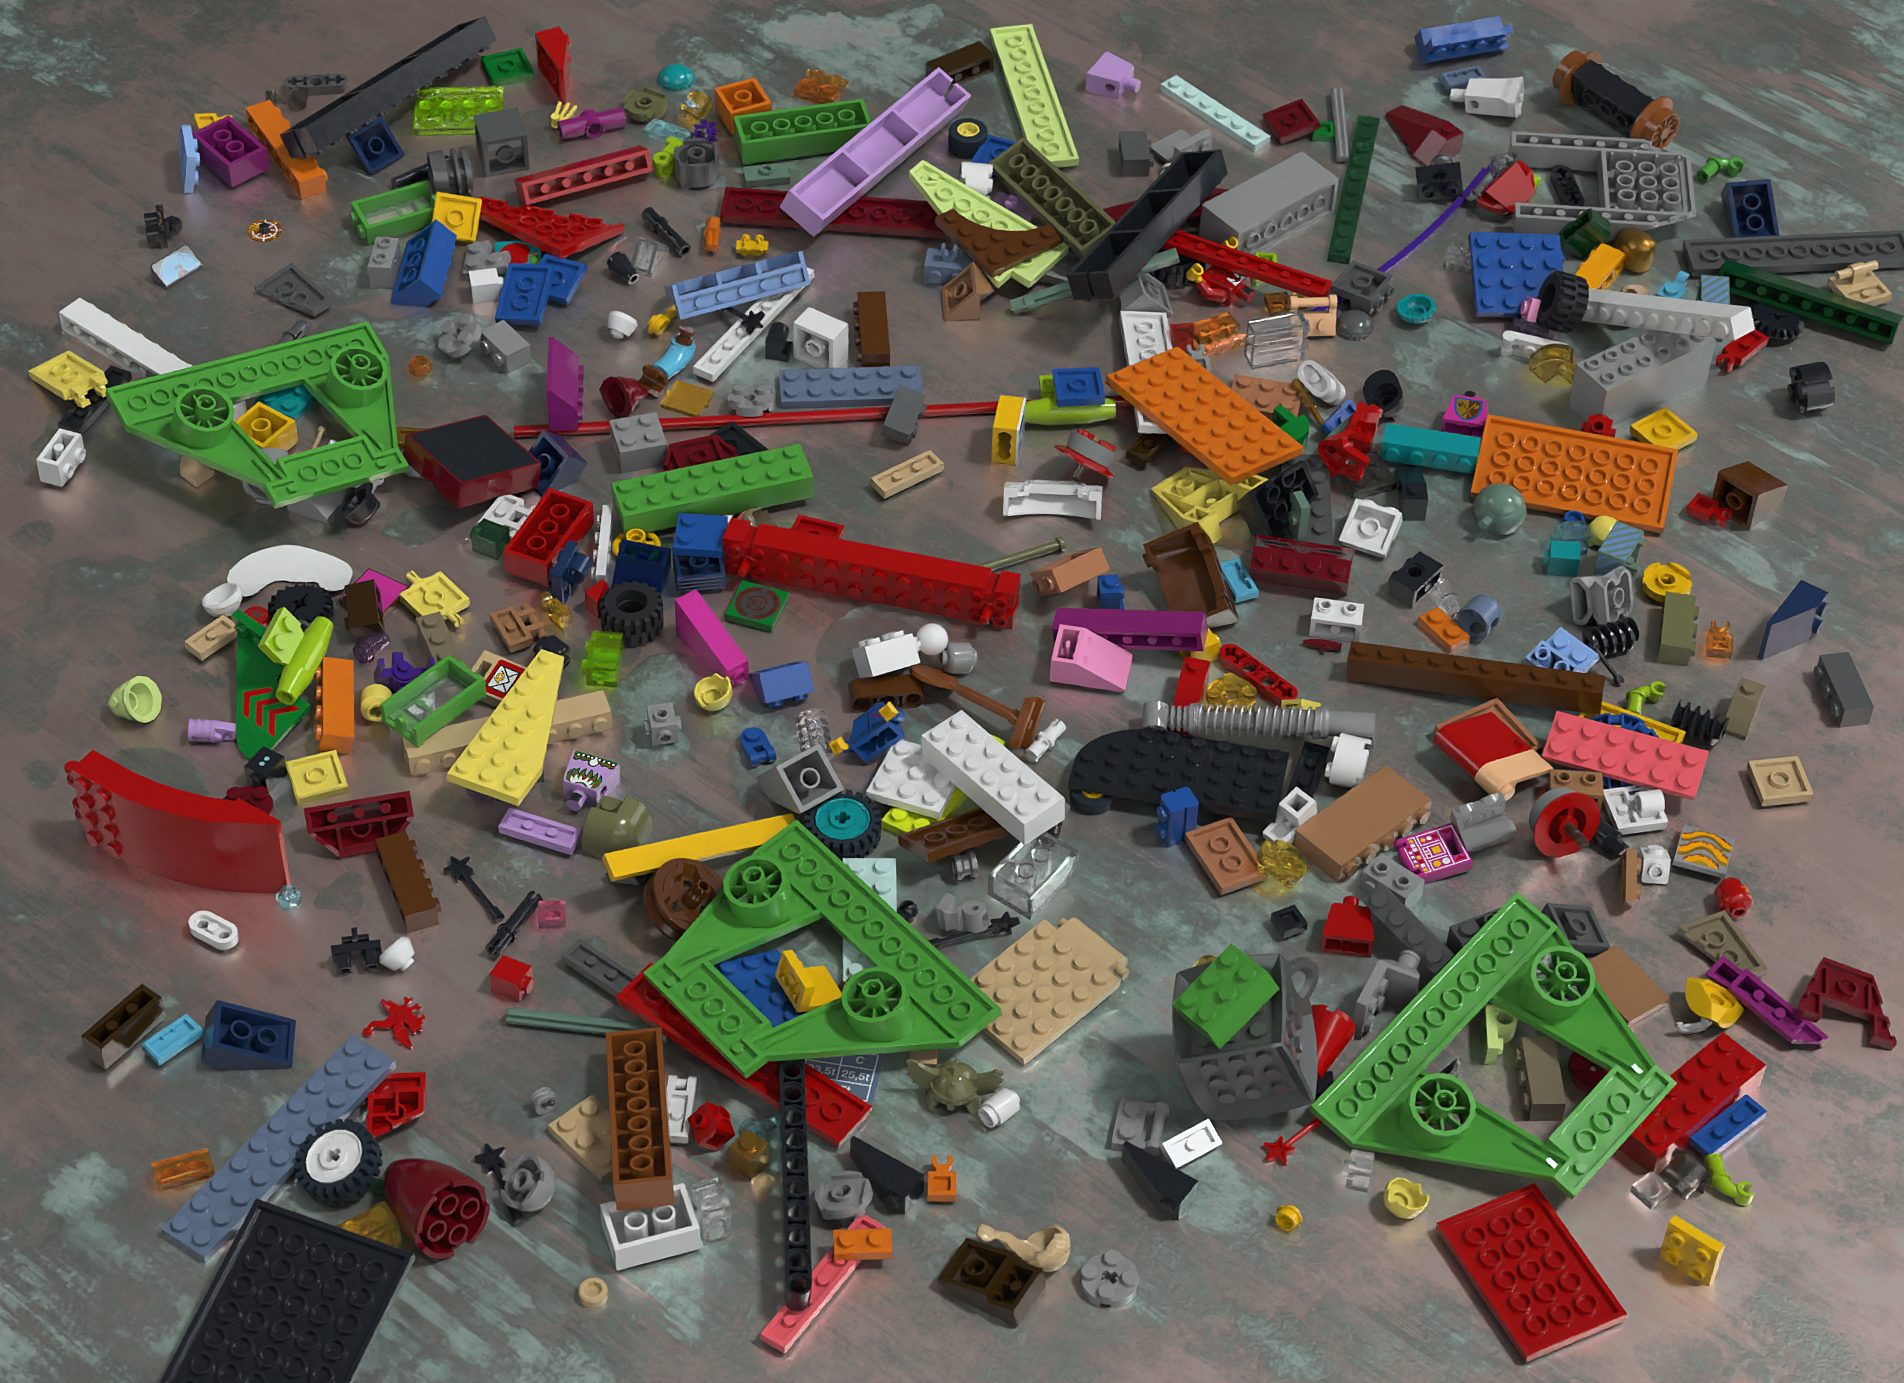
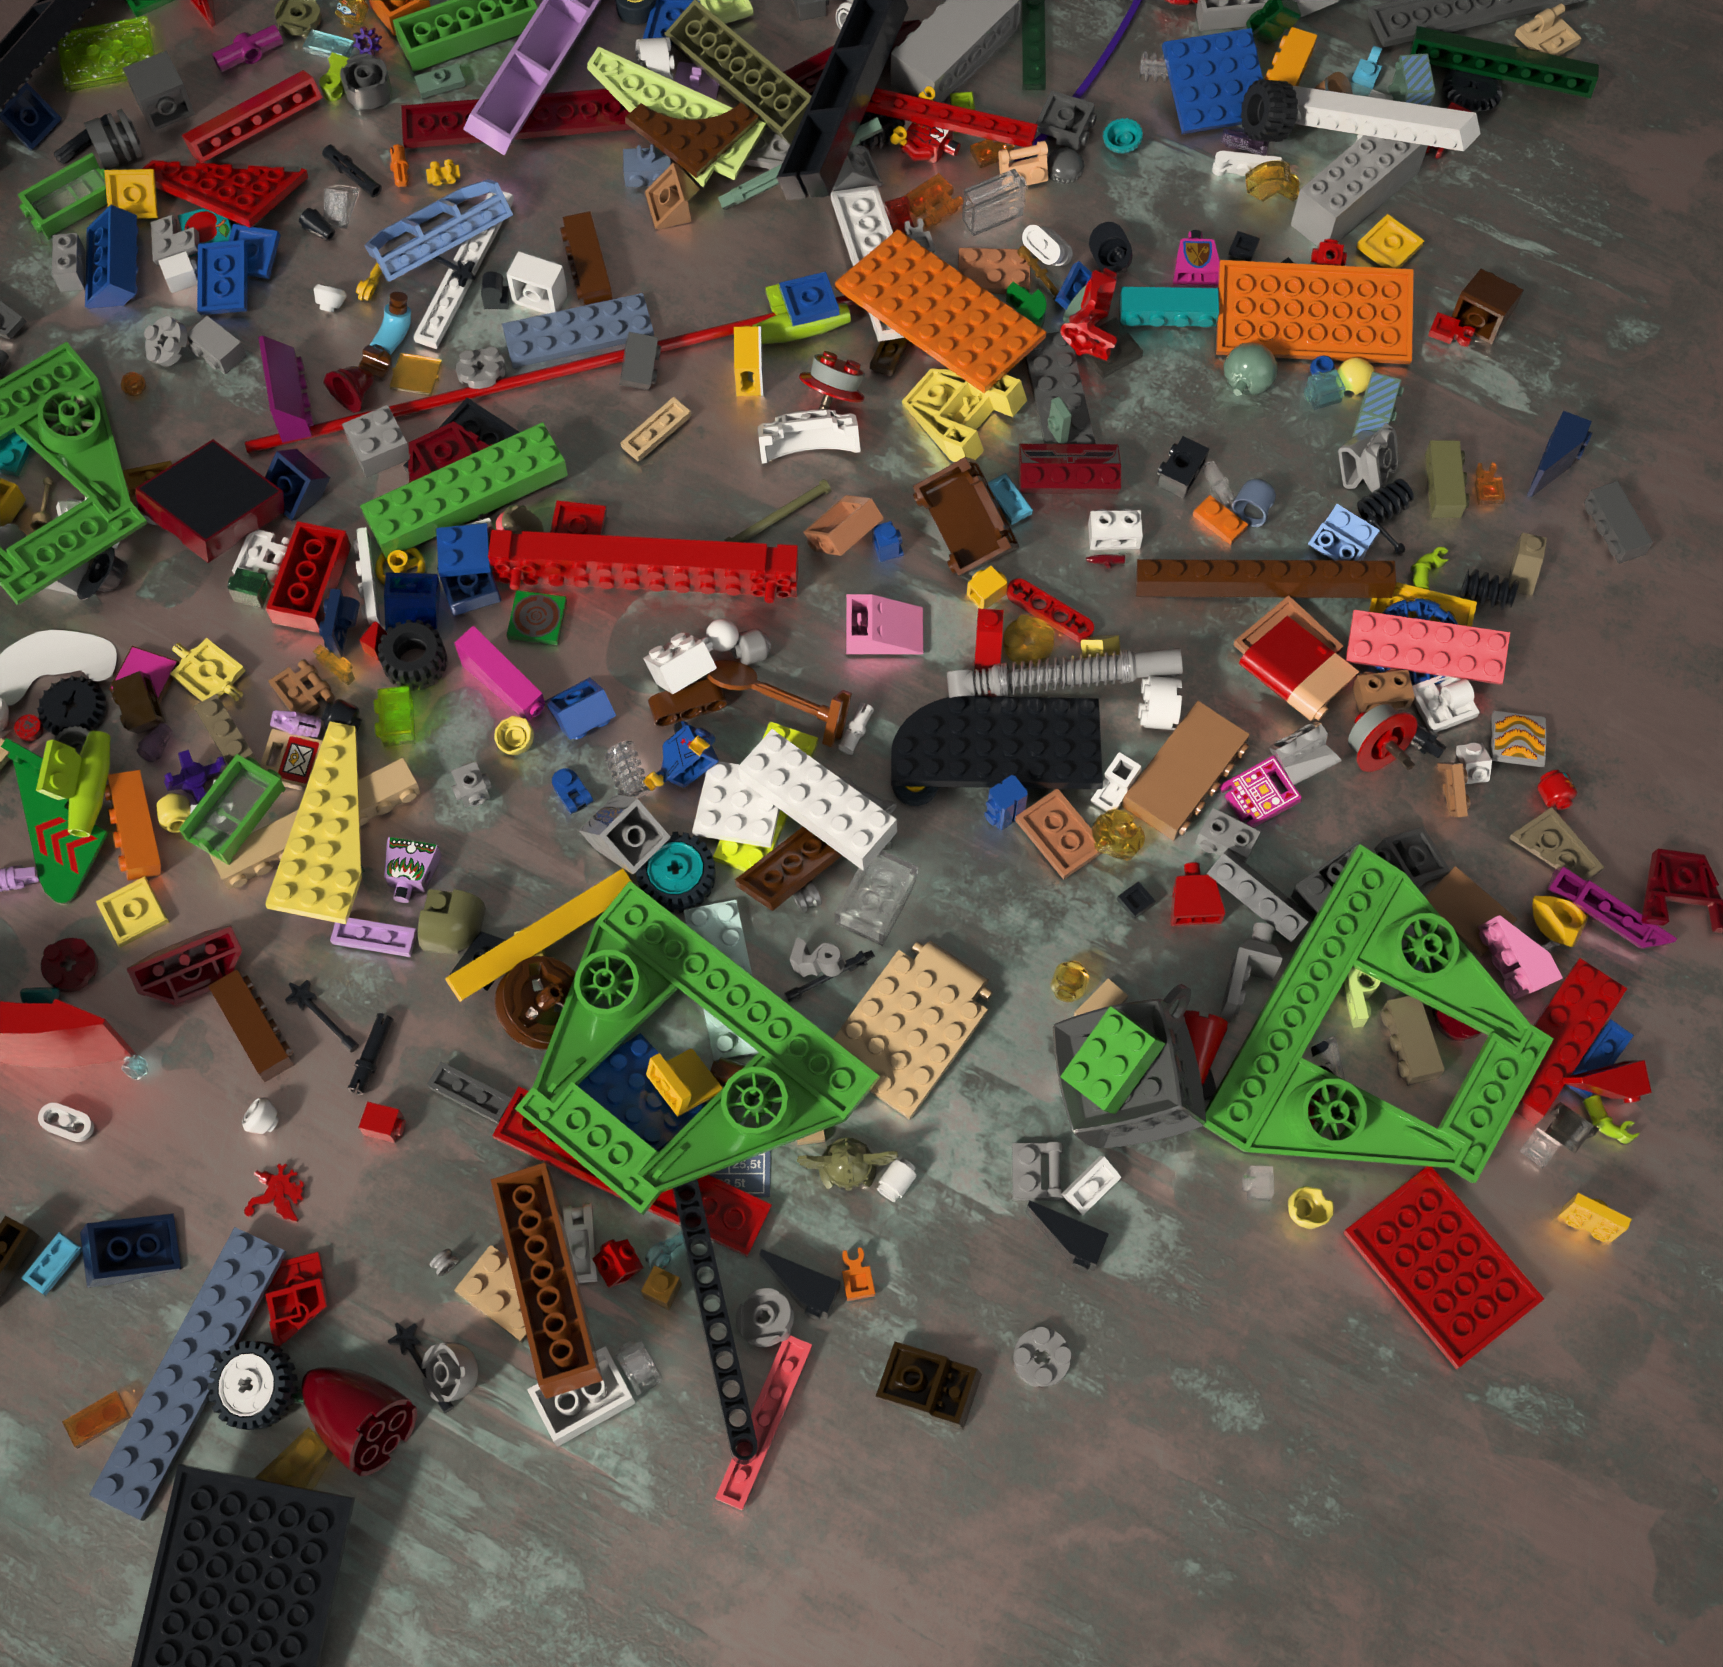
camera: 10 degrees left, 20 degrees up
(265, 769) = (77, 917): black brick -> none
(354, 948) = (206, 1129): black hips -> none
(508, 648) = (290, 723): none -> lavender hinge
(552, 914) = (406, 1035): clear pink plate -> none
(555, 117) = (215, 45): light yellow piece -> none
(571, 1022) = (458, 1160): sand green axle -> none
(593, 1292) = (539, 1477): tan tile -> none
(862, 1244) = (795, 1374): orange plate -> none
(908, 910) = (763, 964): black hinge -> none
(1043, 1249) = (970, 1341): tan hair -> none
(1139, 627) = (922, 582): magenta brick -> none
(1268, 504) = (1029, 408): black wedge -> none
(1282, 1149) = (1178, 1168): red piece -> none
(1288, 1217) = (1200, 1250): yellow plate -> none
(1309, 768) = (1121, 720): black plate -> none
(1371, 528) = (1128, 413): white plate -> none
(1411, 493) = (1159, 360): black slope -> none
(1517, 411) = (1244, 246): none -> black plate
(1530, 308) = (1237, 120): bright pink plate -> none
(1562, 558) = (1321, 415): teal brick -> none
(1639, 249) = (1327, 25): pearl gold piece -> none
(1657, 574) = (1430, 412): yellow plate -> none
(1661, 1022) = (1518, 957): none -> bright pink slope
(1734, 1140) = (1616, 1081): none -> red slope
(1780, 781) = (1575, 641): tan plate -> none
(1811, 387) = (1525, 166): black brick -> none

